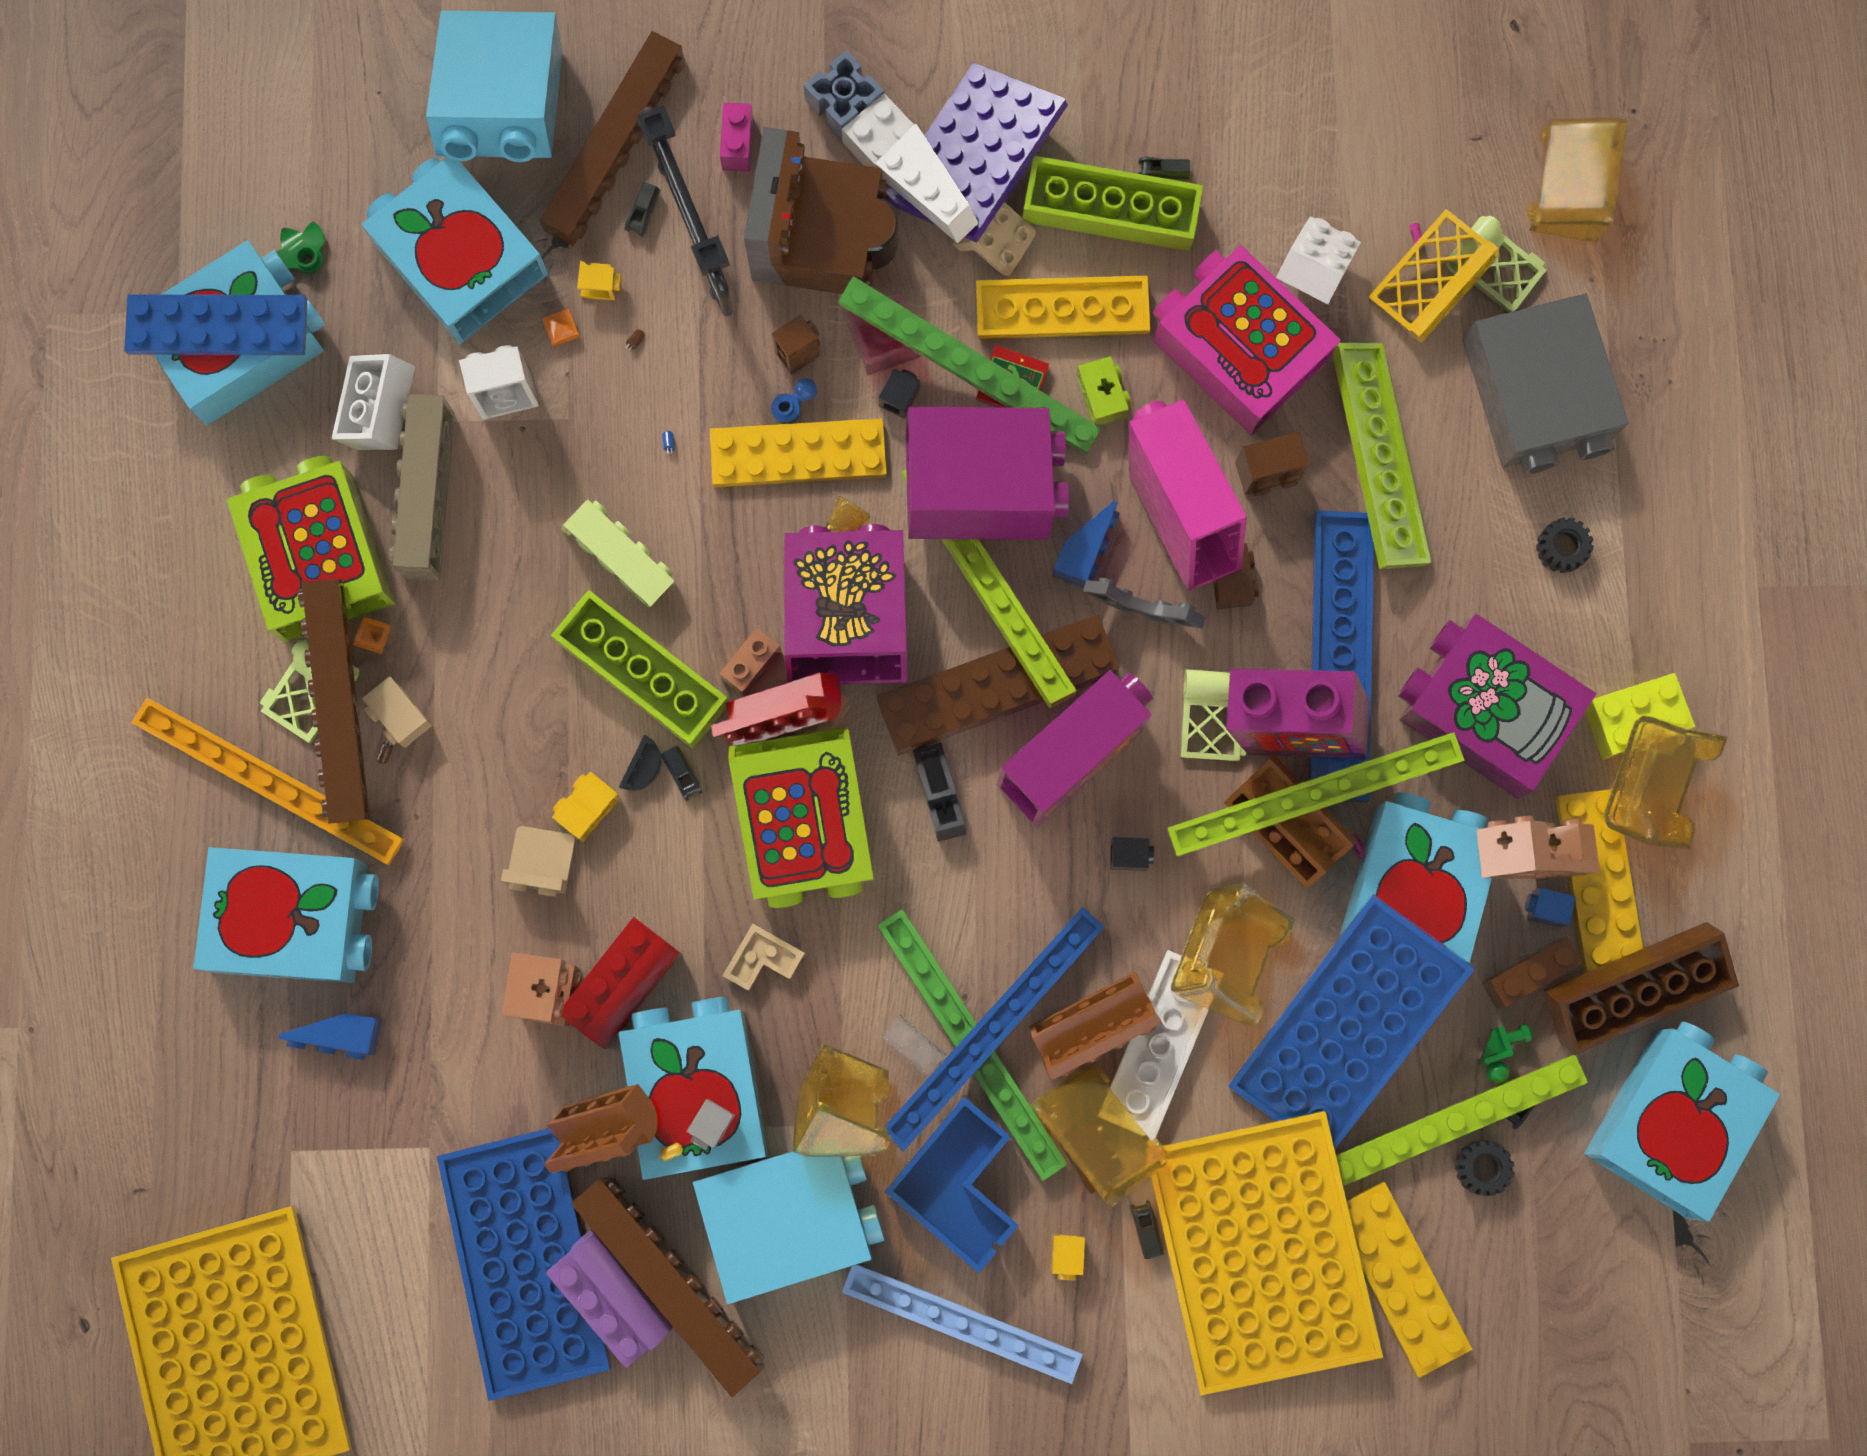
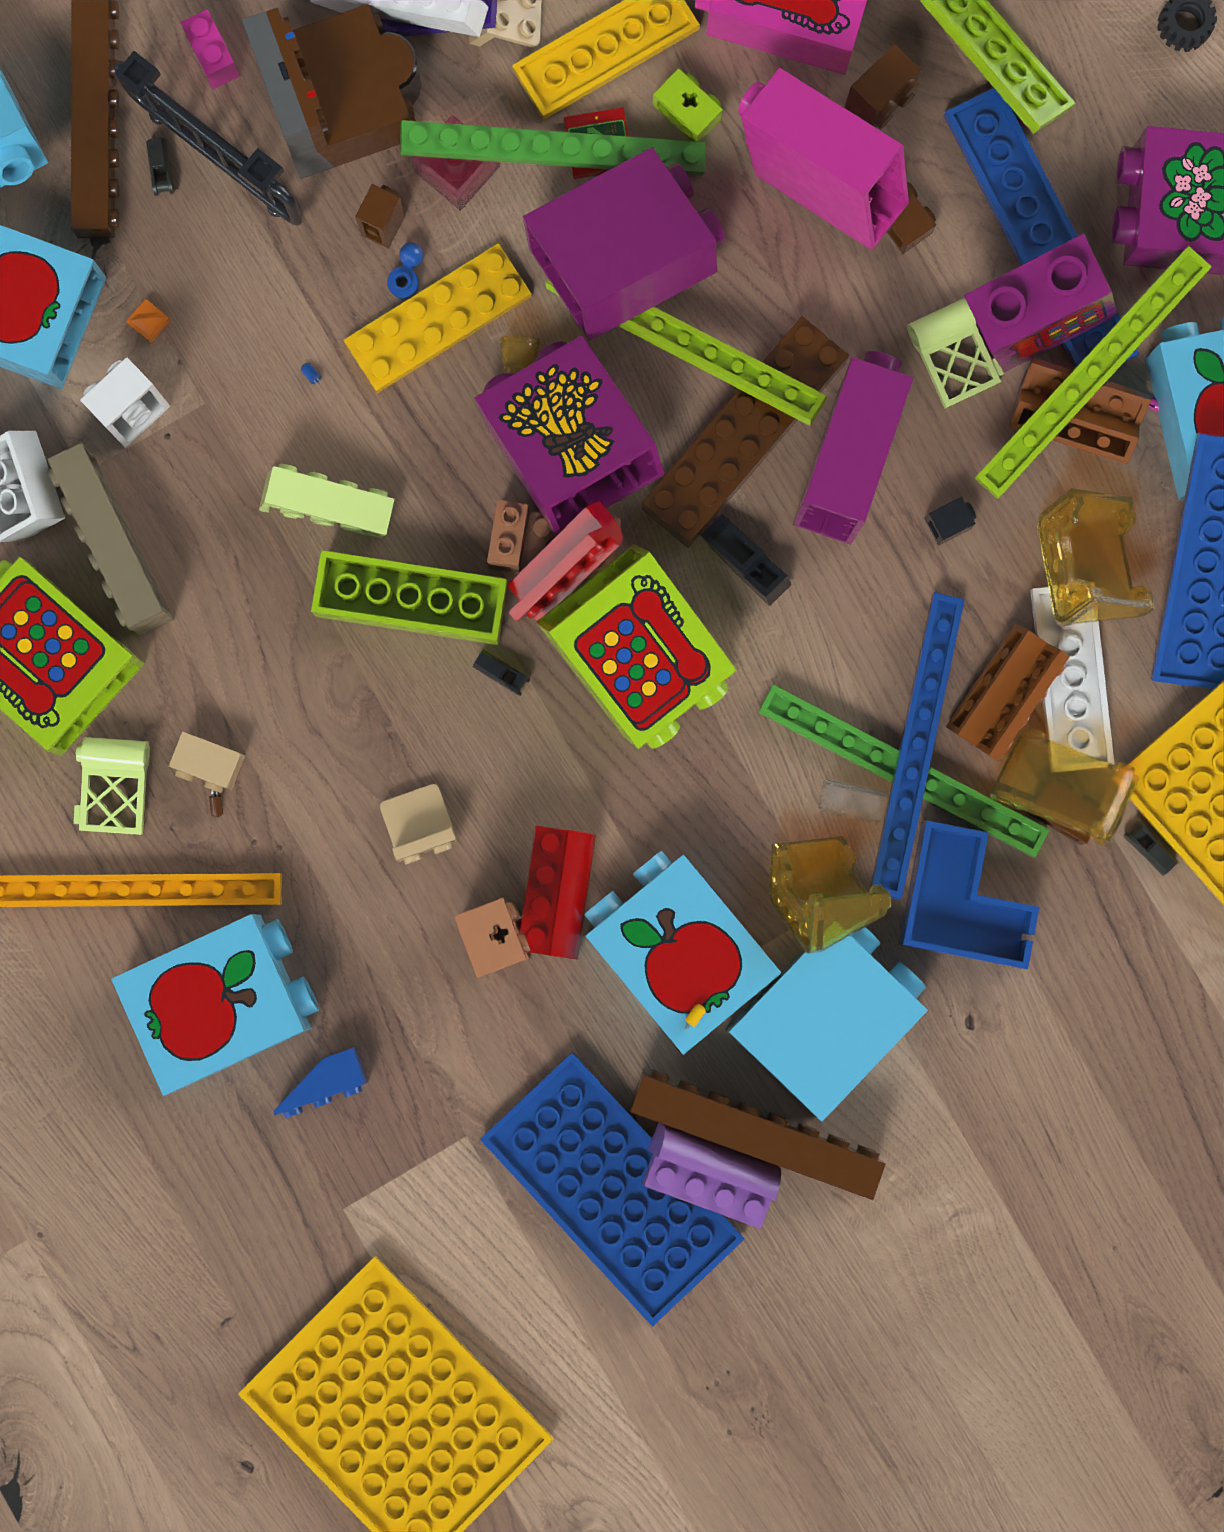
camera: 30 degrees left, 5 degrees up
(335, 700) = (147, 780): reddish brown brick -> none
(372, 635) = (141, 703): orange tile -> none
(585, 806) = (431, 751): yellow brick -> none
(598, 281) = (159, 257): yellow window -> none
(601, 1128) = (619, 1030): dark orange brick -> none
(634, 340) = (224, 294): reddish brown piece -> none
(643, 767) = (463, 686): black plate -> none
(710, 1125) = (717, 972): light grey brick -> none
(761, 949) = (666, 791): tan plate -> none
(899, 392) = (500, 209): black brick -> none
(962, 1323) = (1034, 1022): light blue plate -> none
(1067, 1256) = (1094, 911): yellow brick -> none
(1081, 550) = (752, 269): blue slope -> none
(1160, 611) = (814, 291): dark grey plate -> none

